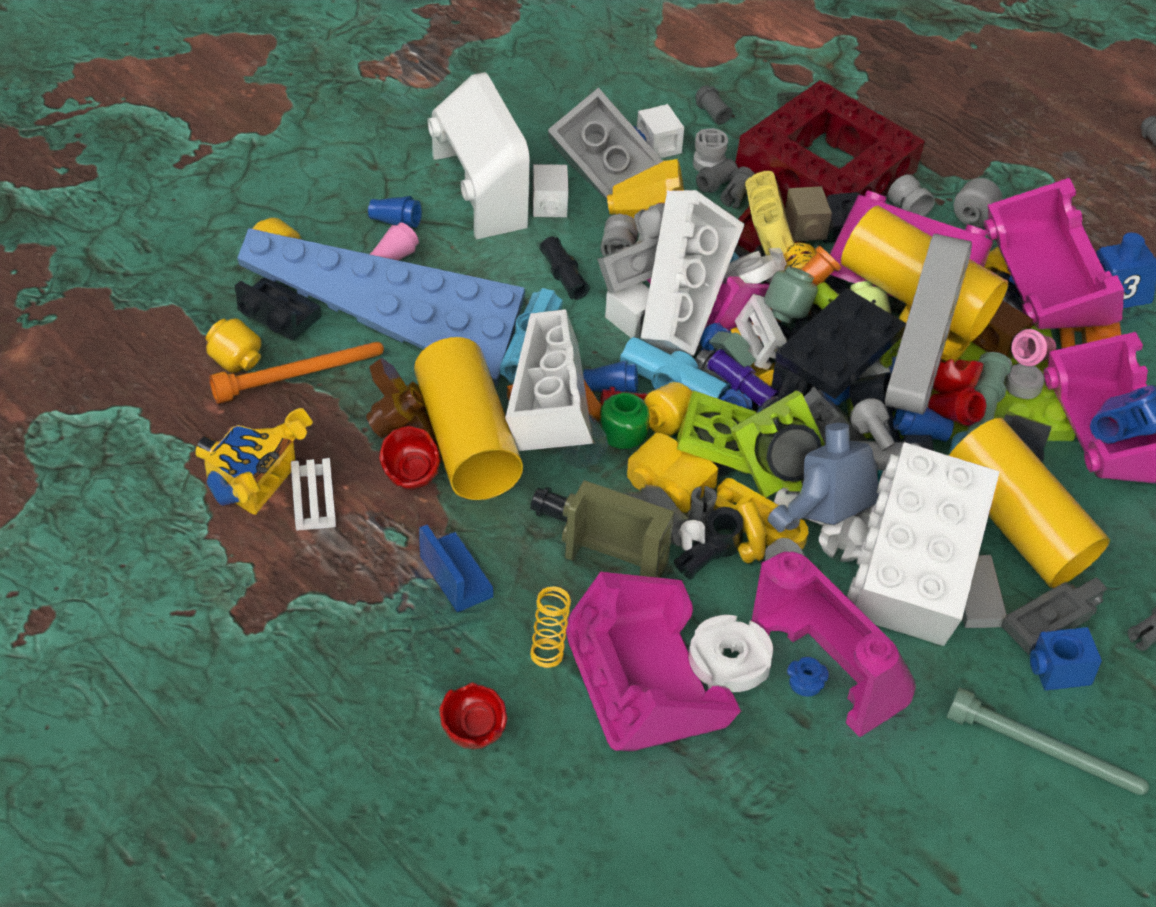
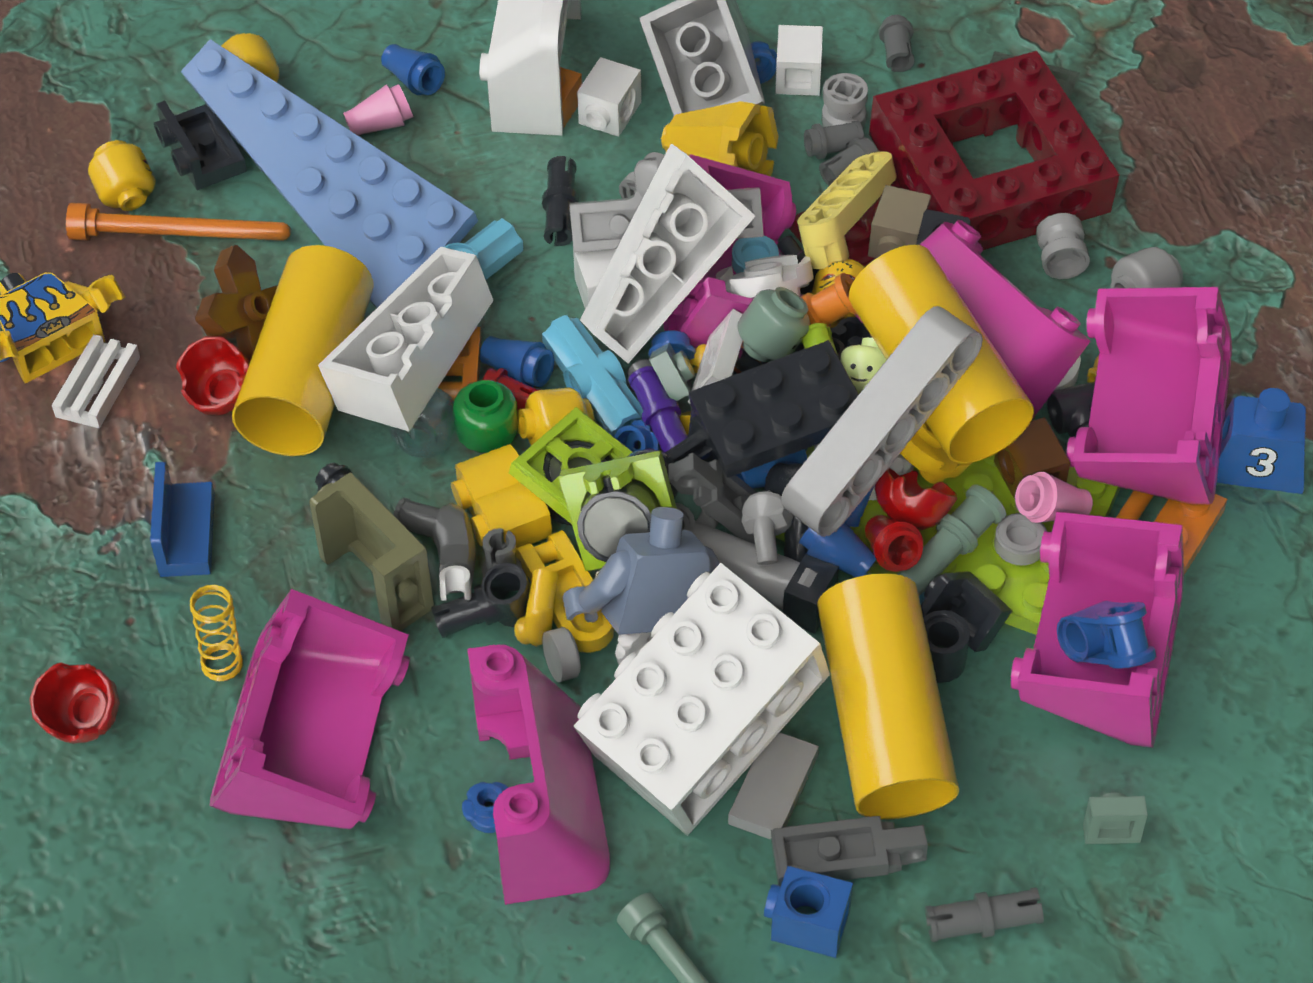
camera: 30 degrees right, 5 degrees up
(737, 673) = (422, 771): white plate -> none

